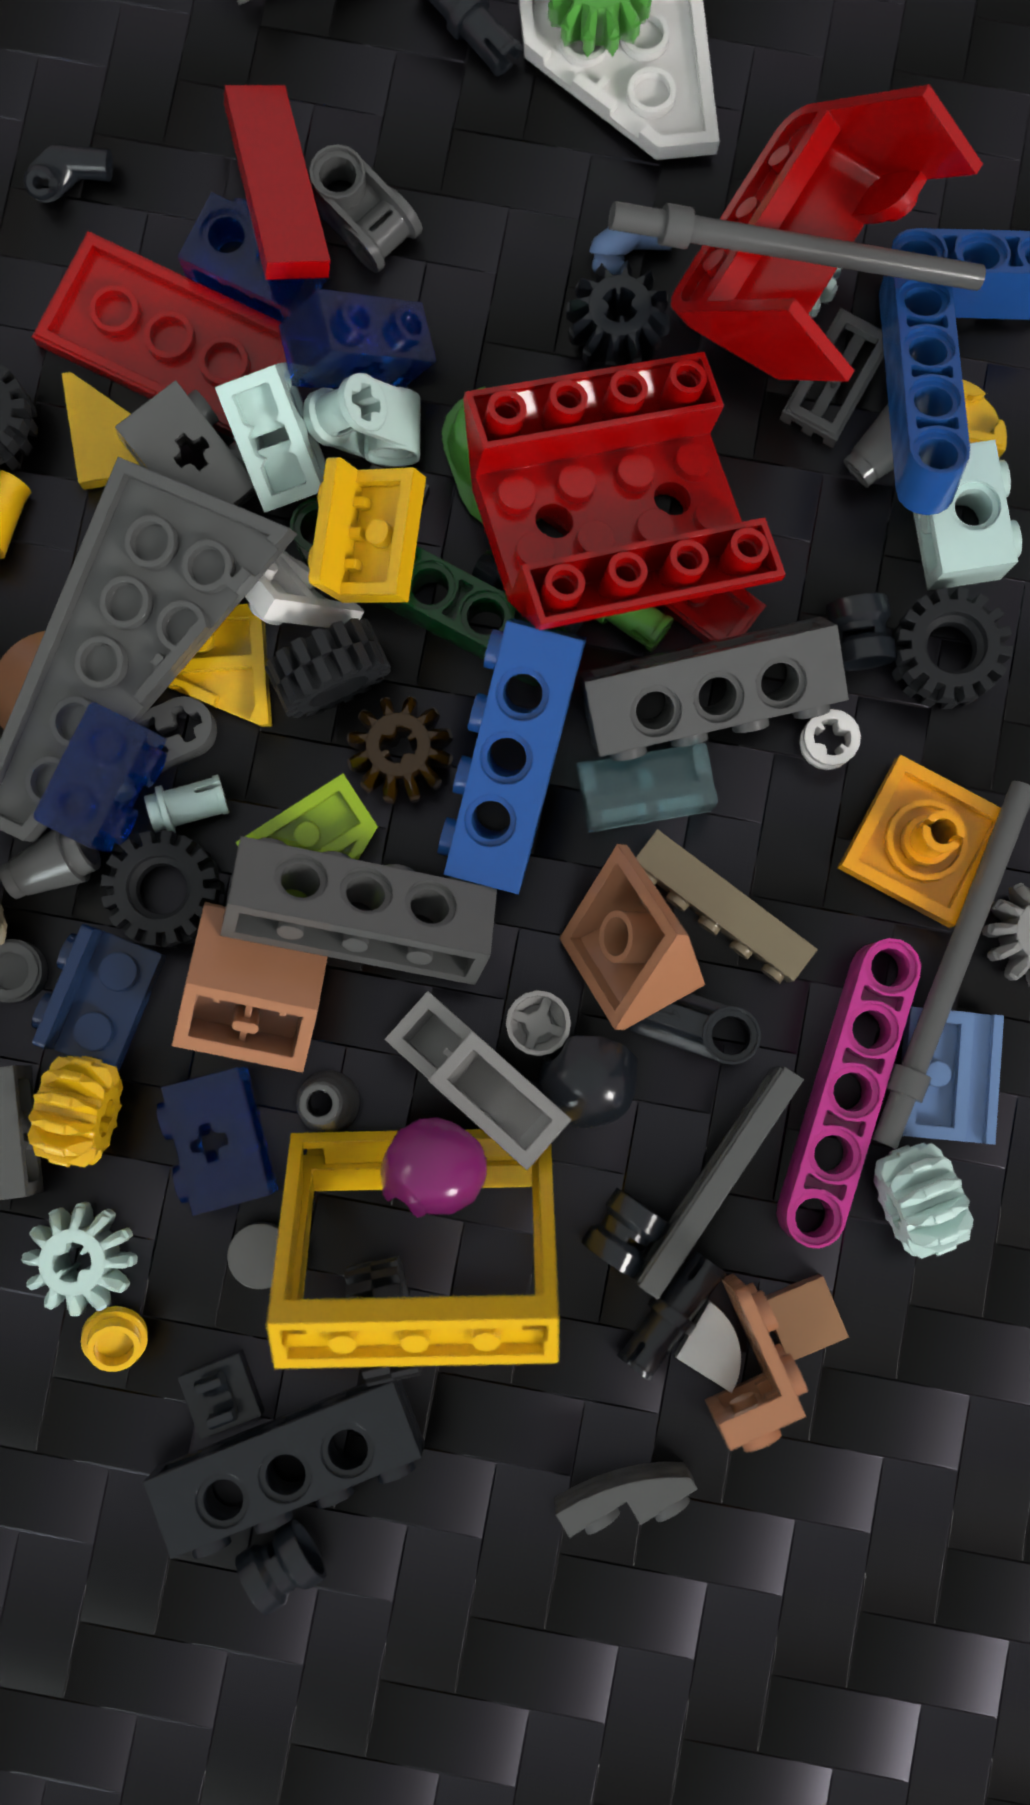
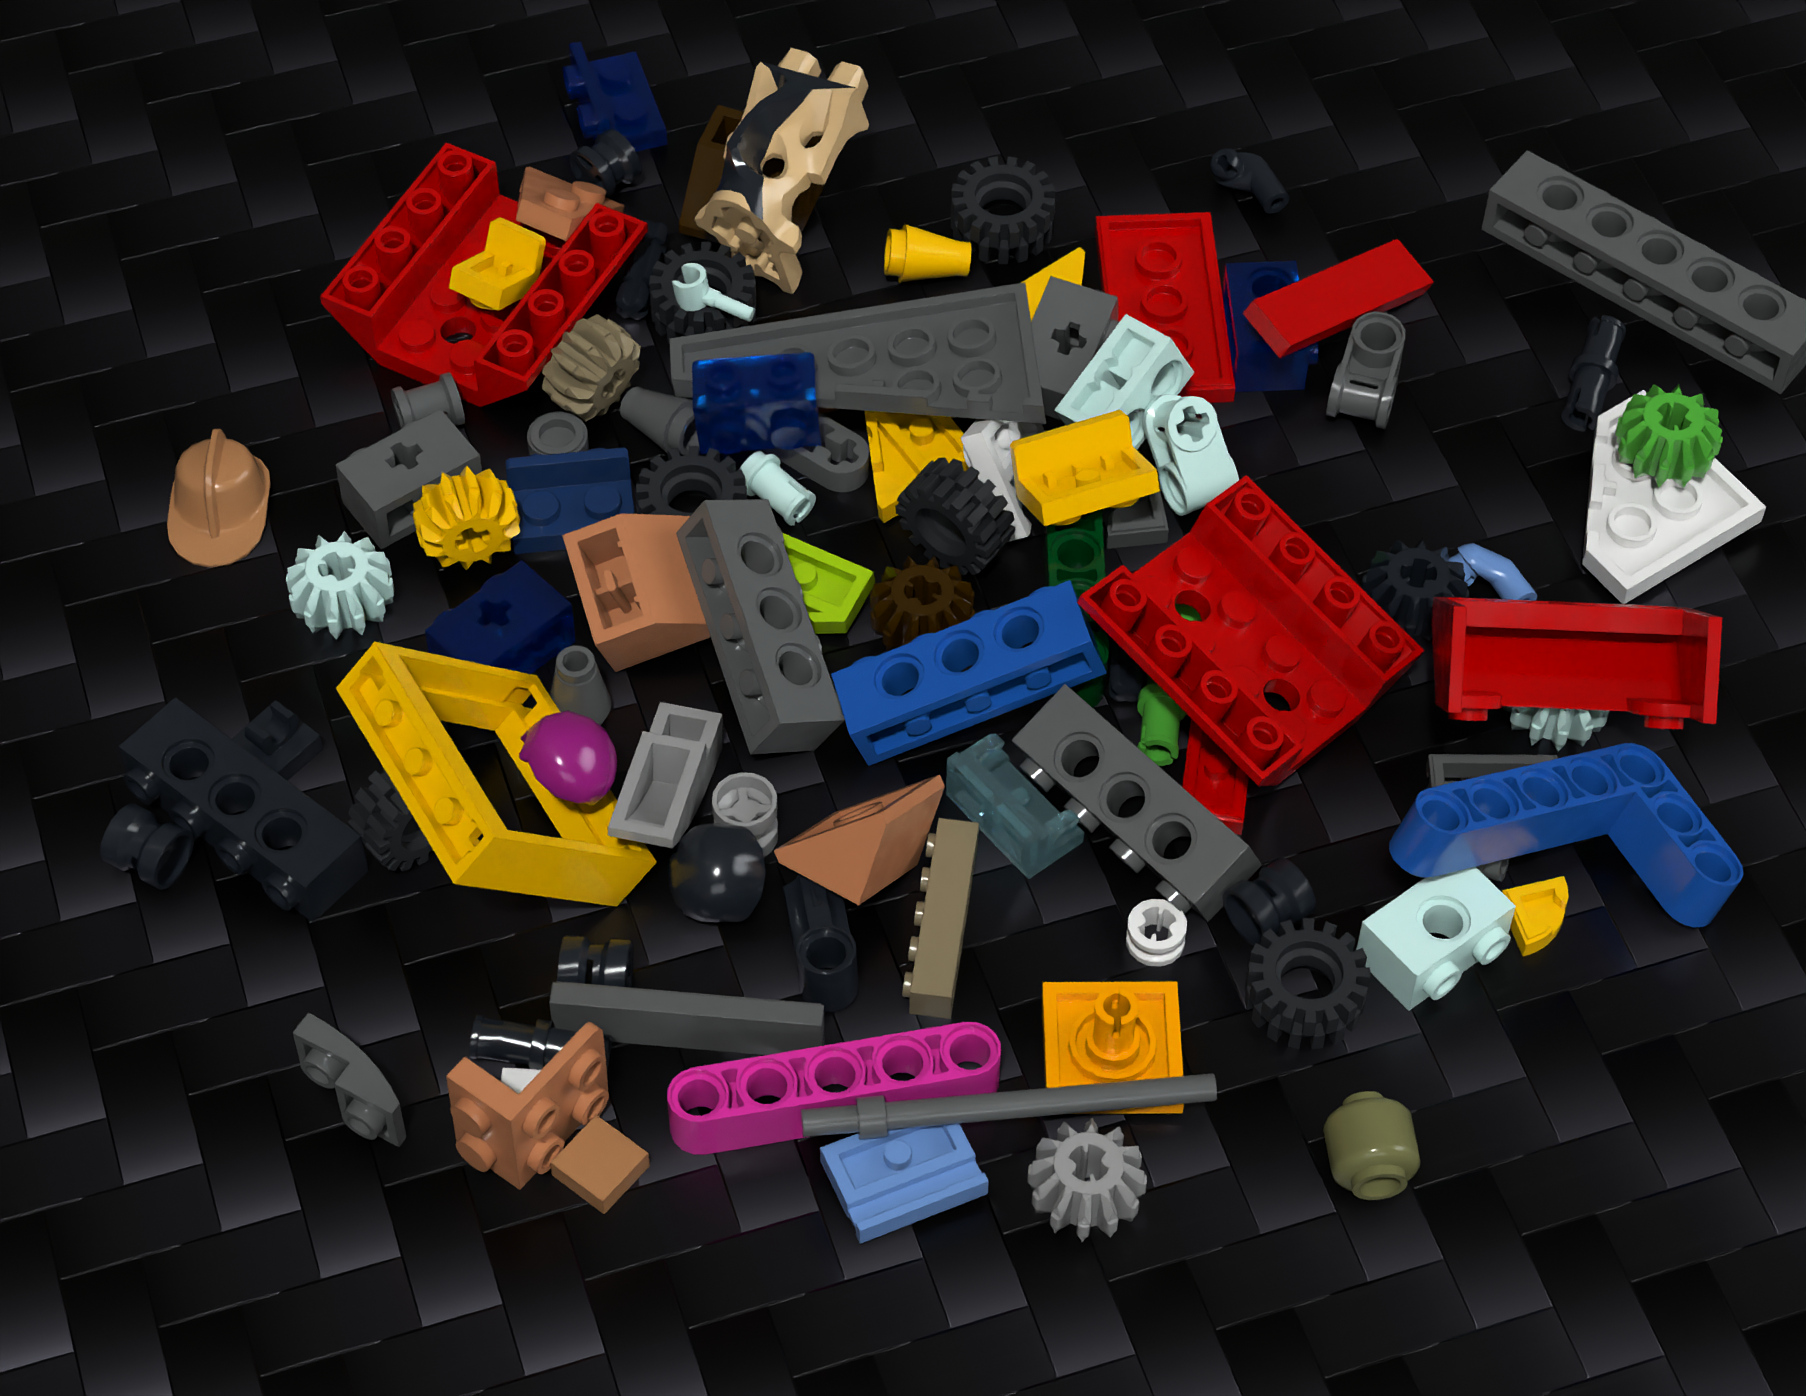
camera: 60 degrees right, 30 degrees down
(114, 1338) = (284, 642): yellow plate -> none
(353, 334) = (1250, 405): clear blue brick -> none
(679, 226) = (1488, 537): dark grey bar -> none
(923, 1200) = (768, 1183): light aqua gear -> none

